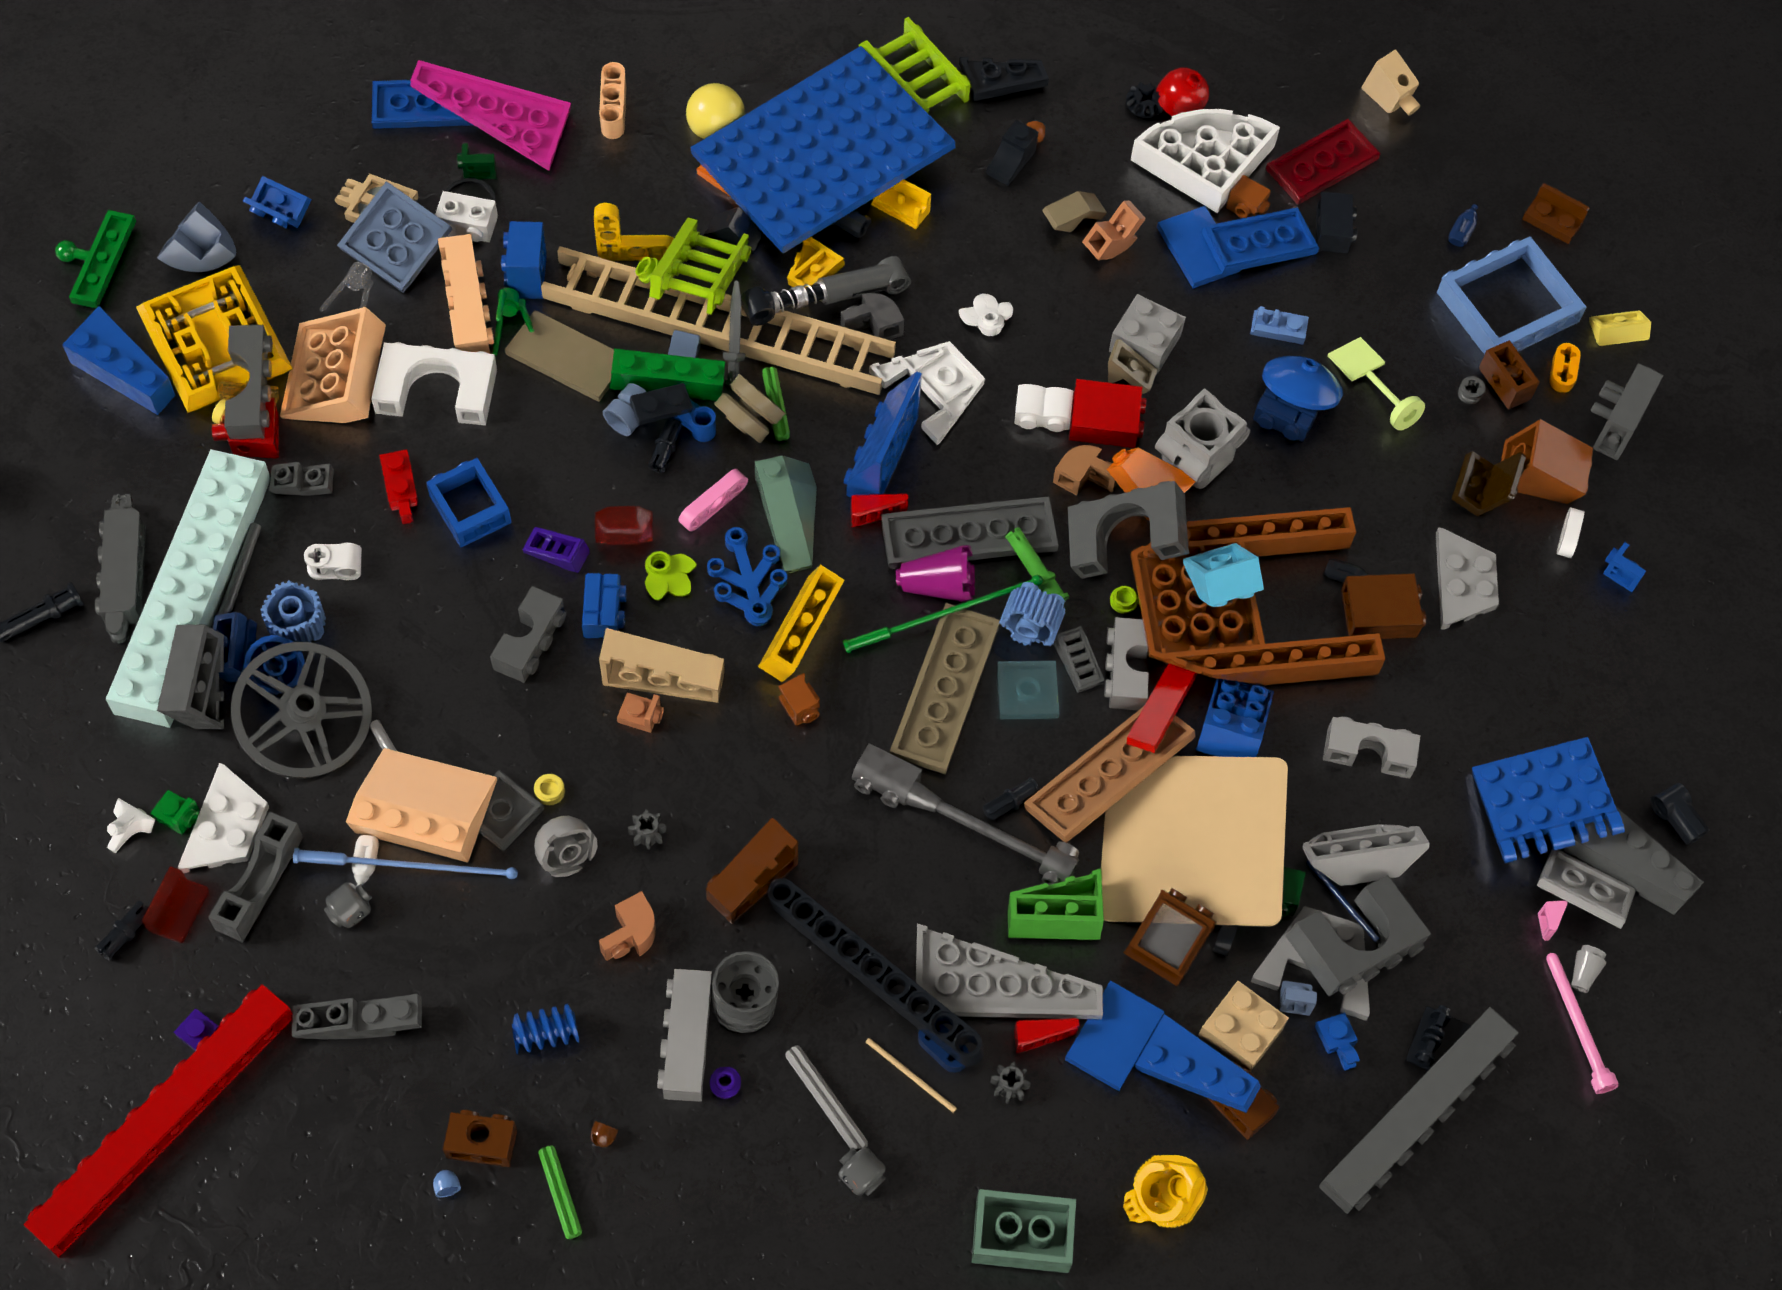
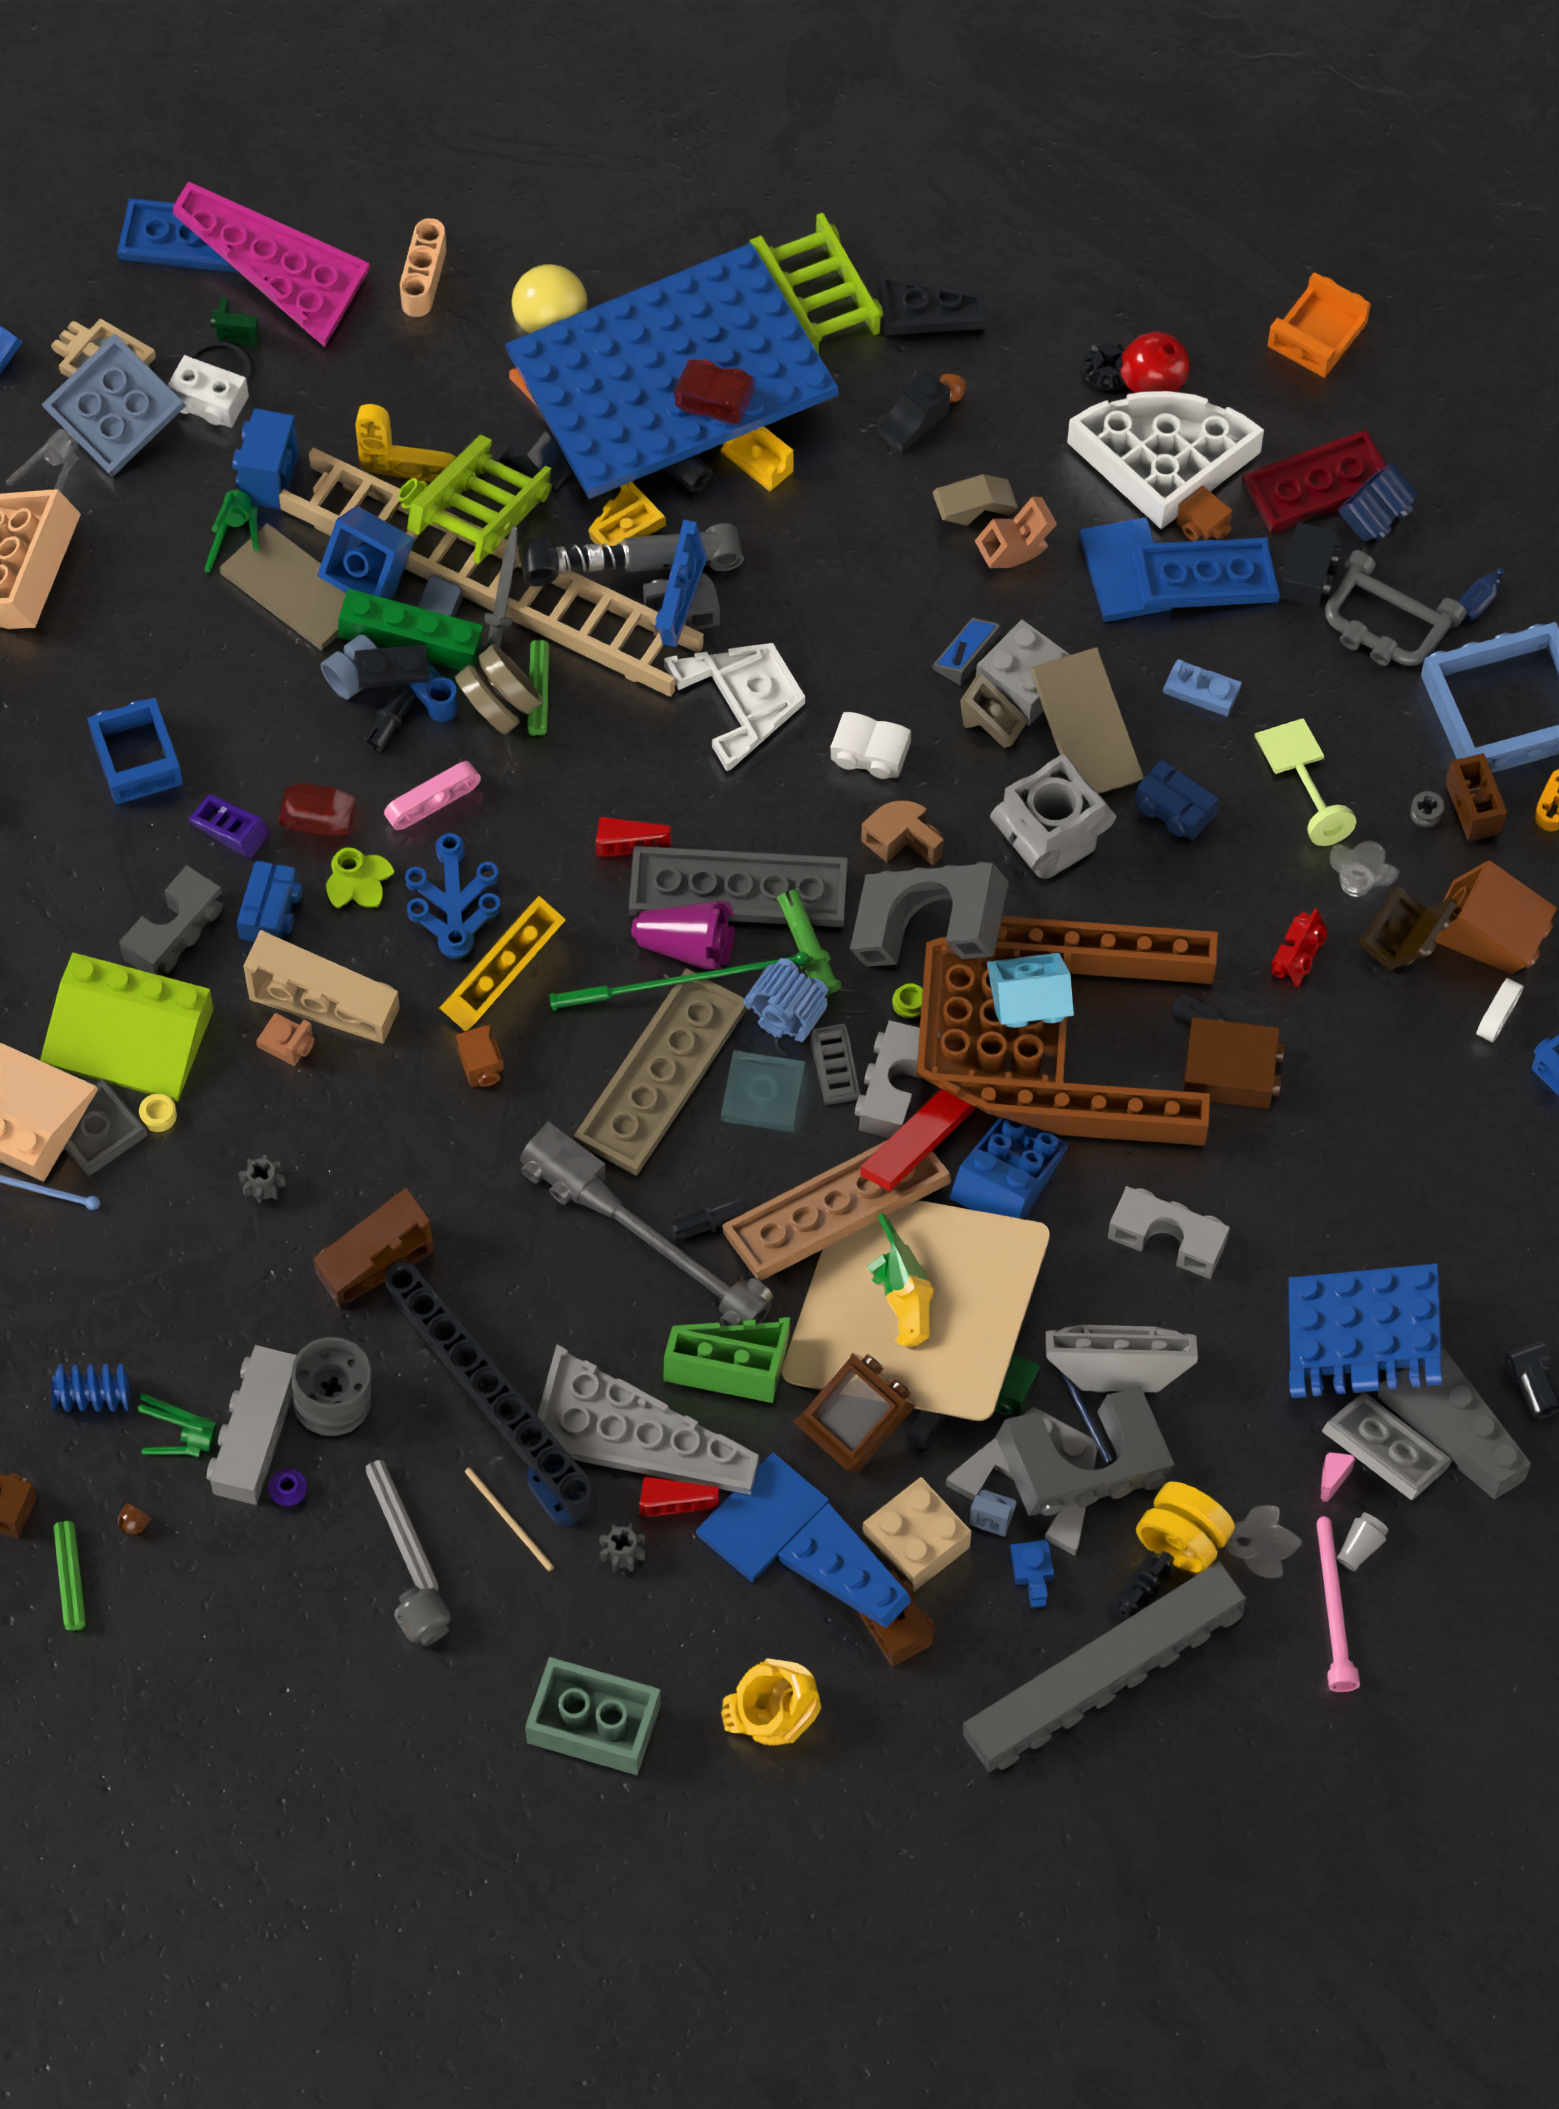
camera: 15 degrees right, 0 degrees up
(399, 483) = (58, 714): red hinge -> none
(404, 364) = (94, 567): white arch -> none
(465, 294) = (184, 495): light nougat wedge -> none
(509, 724) = (126, 1026): none -> lime slope
(564, 845) = (159, 1181): light grey cylinder -> none
(620, 320) = (365, 554): none -> blue brick
(637, 931) = (224, 1294): nougat brick -> none
(640, 1048) = (196, 1430): none -> green plant
(790, 505) = (526, 814): sand green wedge -> none
(864, 157) = (714, 391): none -> clear red brick
(874, 308) = (682, 583): none -> blue wing
(885, 439) = (660, 756): blue slope -> none
(987, 314) = (830, 615): white plate -> none
(1097, 324) = (967, 650): none -> slope
(1107, 413) = (948, 765): red brick -> none
(1142, 470) = (964, 842): orange slope -> none
(1185, 829) = (904, 1287): none -> animal
(1204, 359) = (1087, 720): none -> dark tan tile
(1293, 48) = (1320, 325): none -> orange panel
(1303, 382) = (1206, 766): blue dish -> none
(1374, 169) = (1379, 503): none -> dark blue brick
(1392, 84) = (1433, 394): tan torso -> none
(1407, 276) = (1359, 568): none -> dark grey bar
(1410, 499) = (1306, 934): none -> red hinge
(1436, 441) = (1362, 867): none -> clear plate
(1455, 982) = (1186, 1527): none -> yellow wheel
(1464, 578) = (1349, 1046): light grey wing -> none
(1512, 980) = (1267, 1542): none -> clear plate

